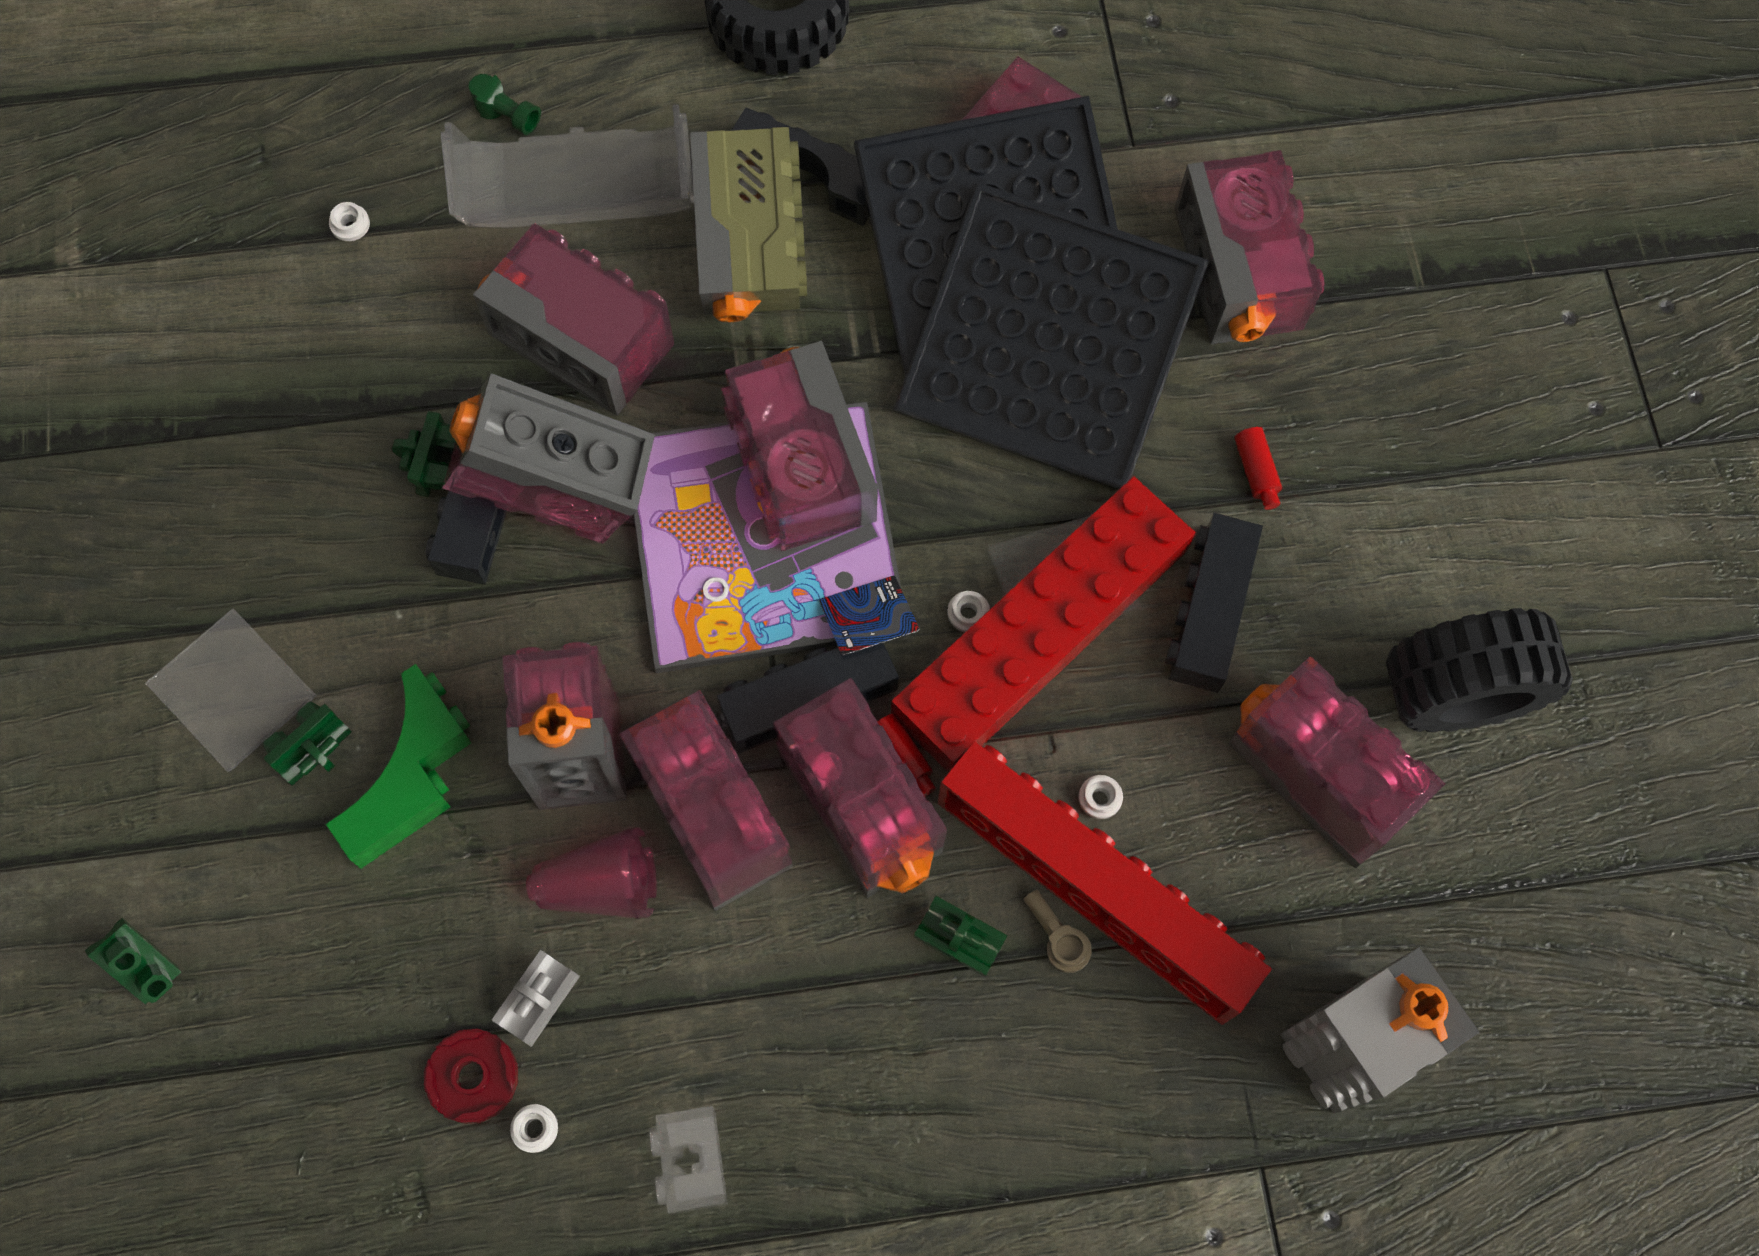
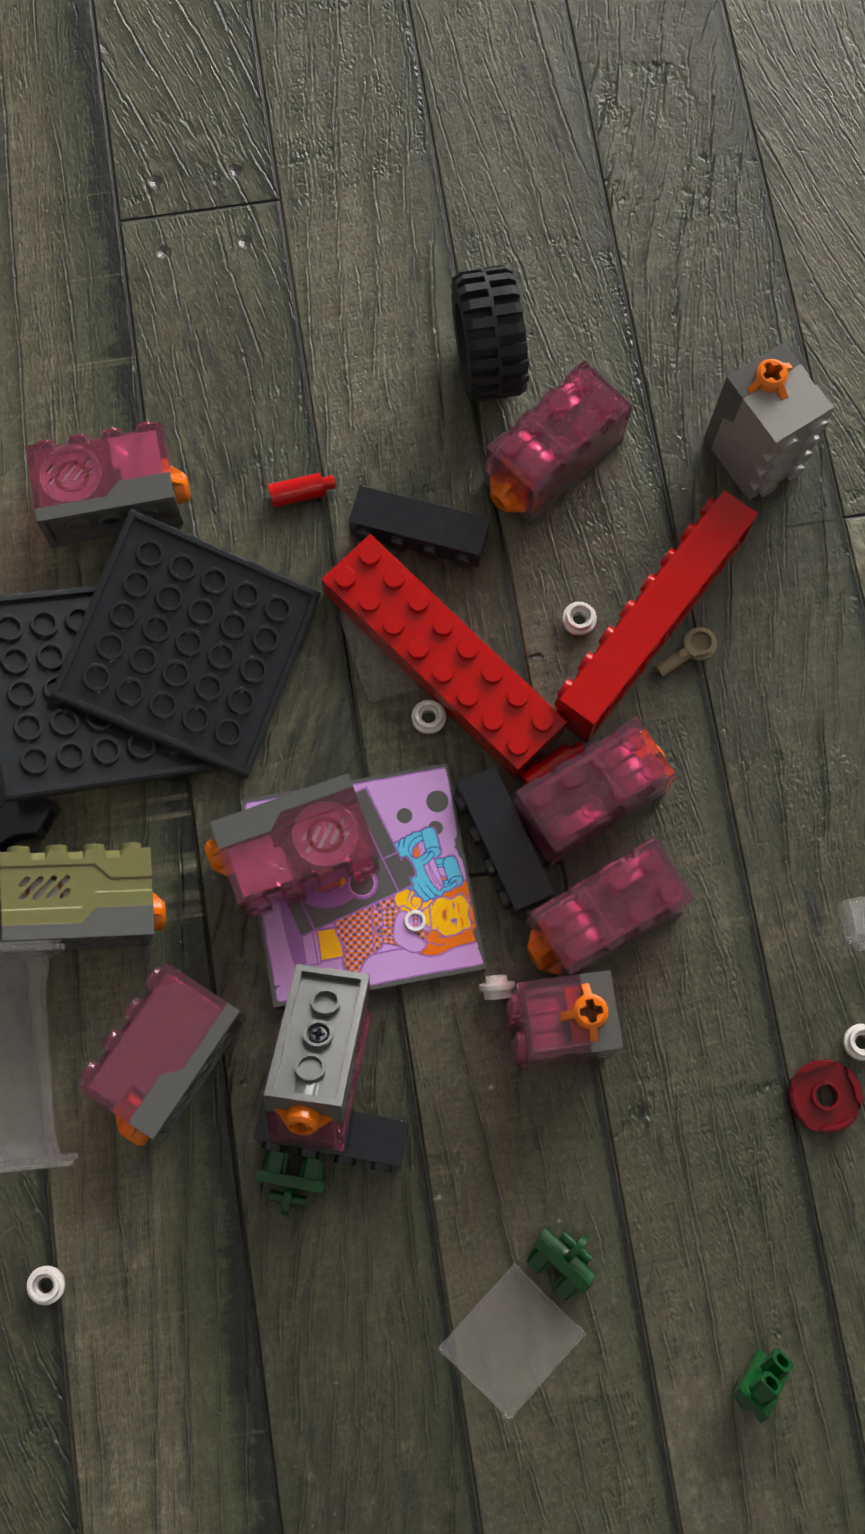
camera: 90 degrees left, 5 degrees up
(405, 792) = (601, 1167): green arch -> none
(535, 998) = (767, 1044): light grey hips -> none
(598, 878) = (670, 1002): clear pink cone -> none
(630, 679) = (496, 987): none -> white plate
(868, 615) = (440, 792): sticker -> none
(960, 936) = (698, 720): dark green hips -> none

